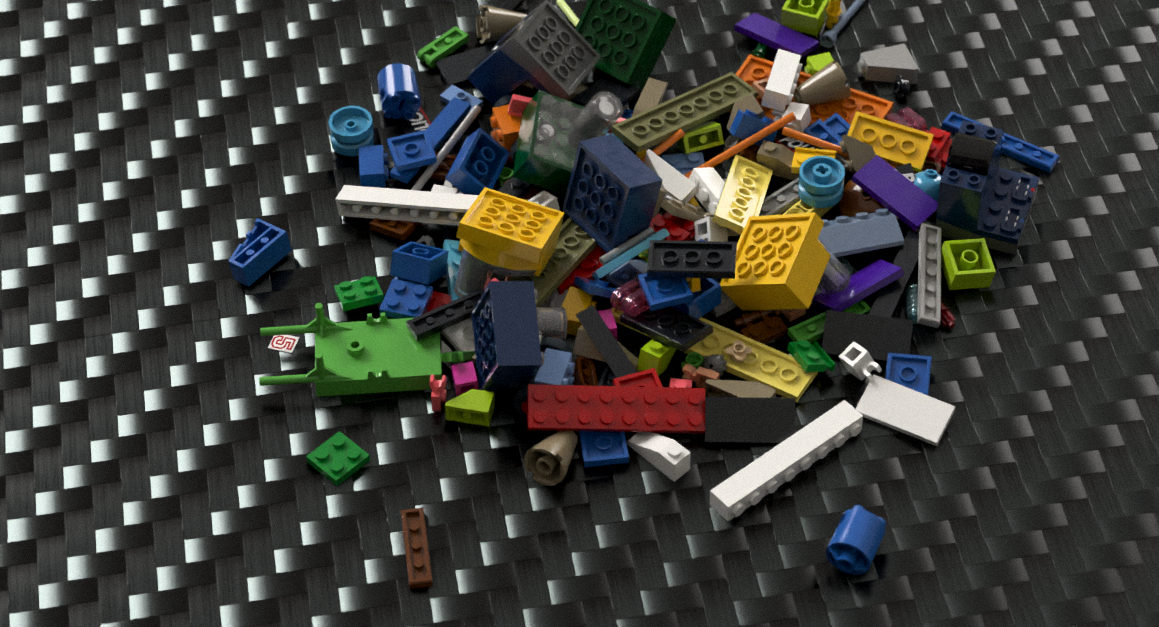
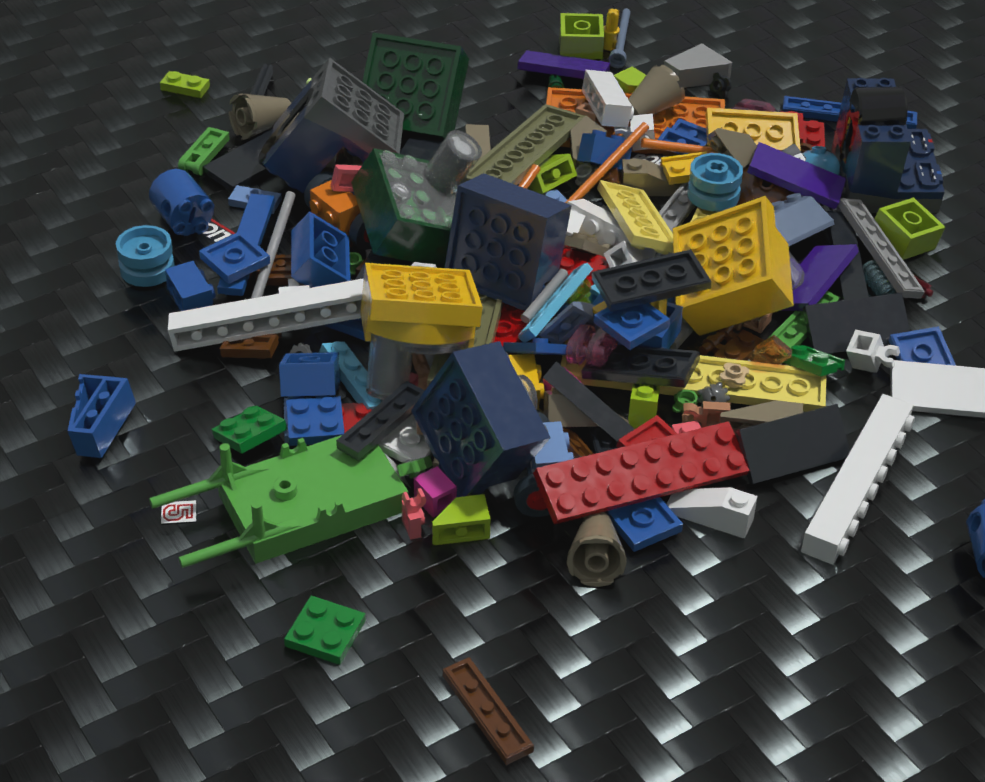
camera: 25 degrees left, 5 degrees down
(779, 340) = (771, 351): none -> clear orange plate

